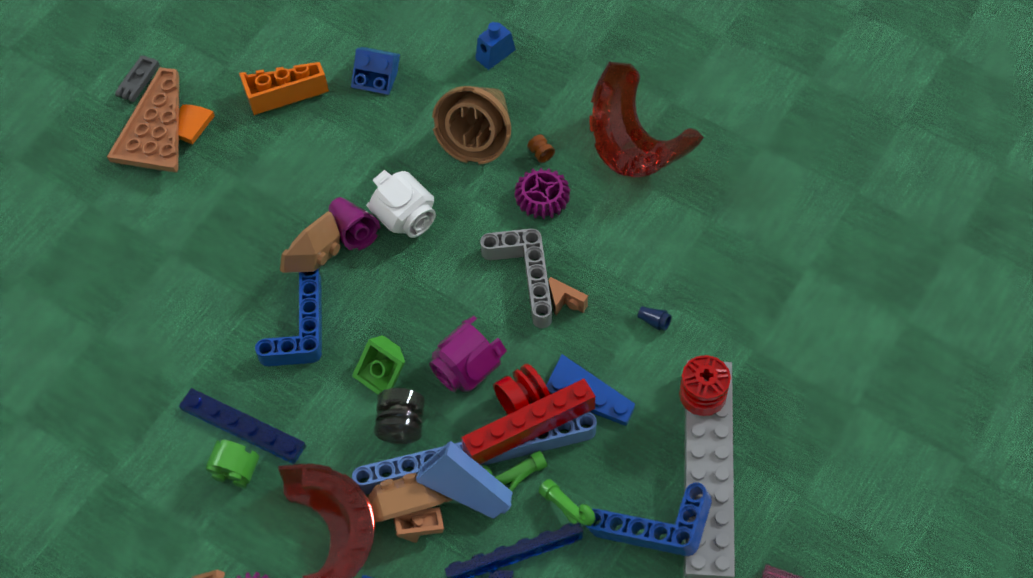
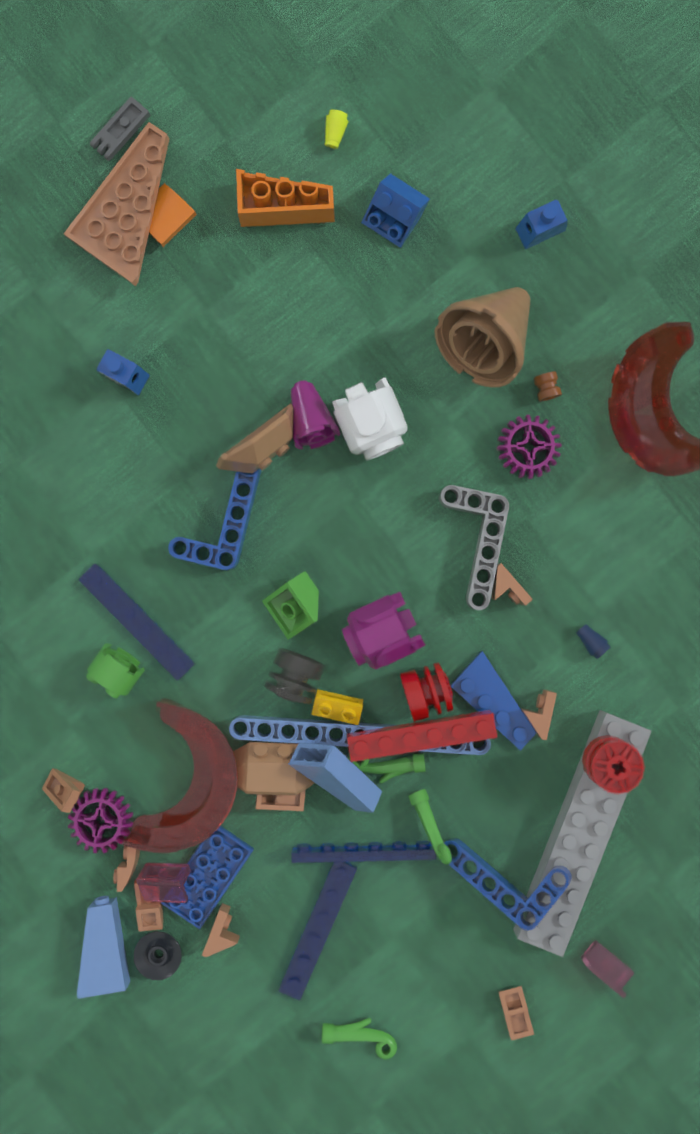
camera: 15 degrees right, 30 degrees up
(180, 235) = (122, 371): none -> blue torso
(310, 33) = (335, 127): none -> neon yellow cone
(445, 430) = (337, 707): none -> yellow bracket
(632, 387) = (541, 720): none -> nougat slope

